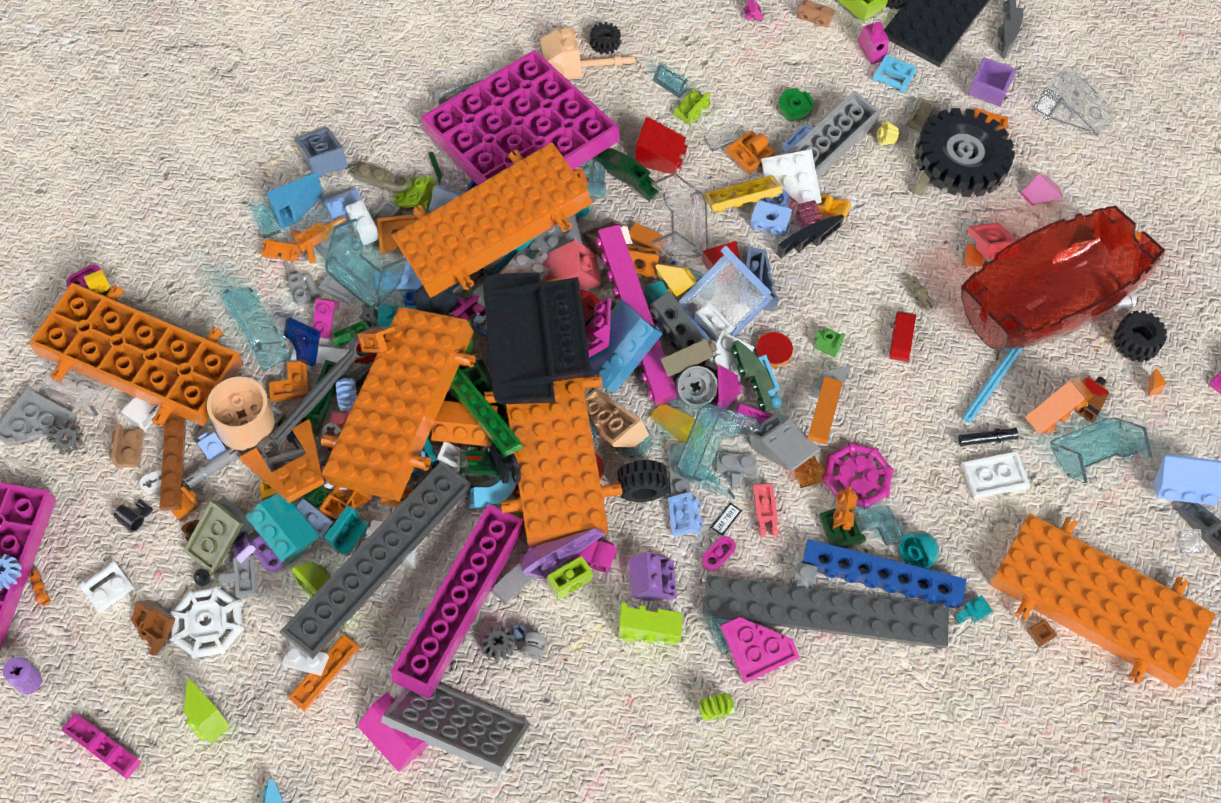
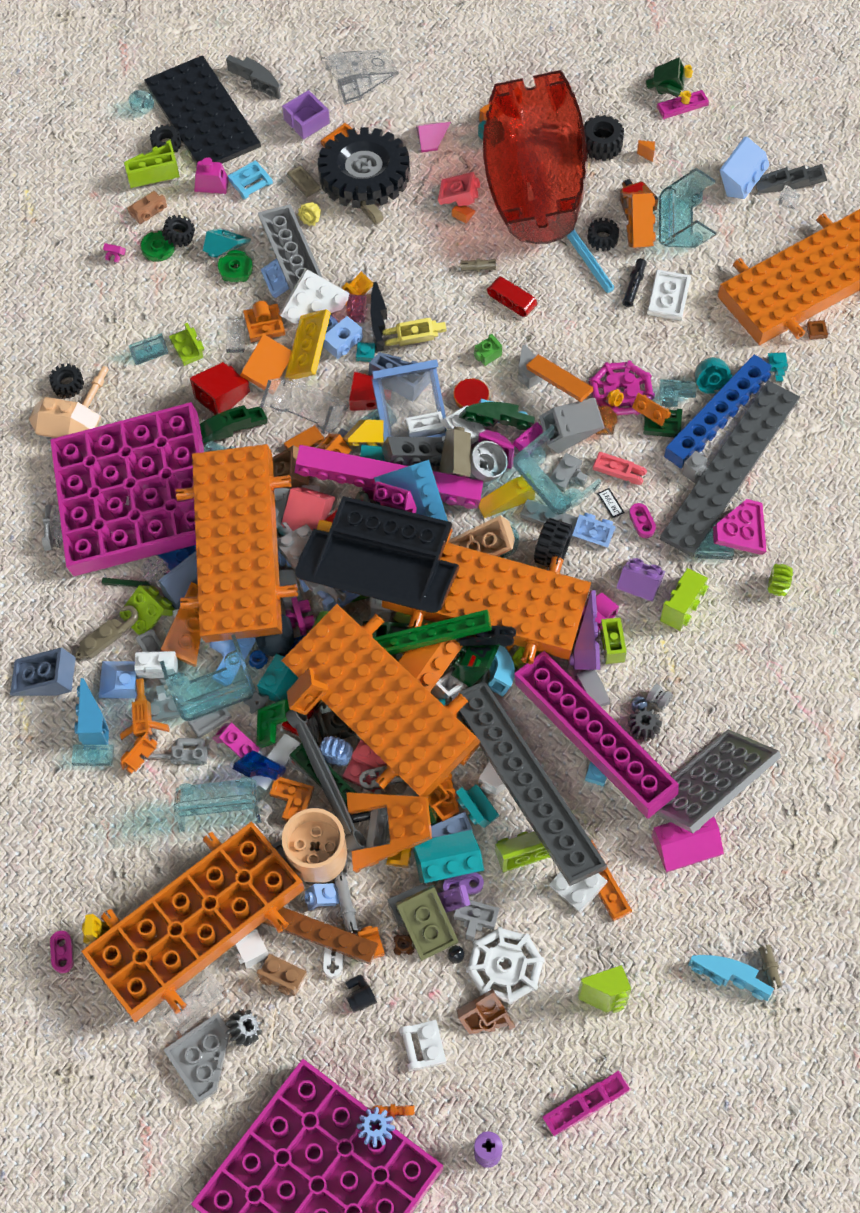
camera: 60 degrees left, 0 degrees up
(707, 170) = (266, 362): none -> orange tile
(768, 243) = (365, 351): none -> teal plate
(781, 40) = (156, 248): none -> green tile
(809, 39) = (179, 224): none -> black tyre
(810, 272) = (414, 332): none -> light yellow hinge
(815, 82) = (221, 241): none -> teal slope
(837, 471) = (615, 397): none -> light orange plate
(1031, 377) = (603, 242): none -> black tyre

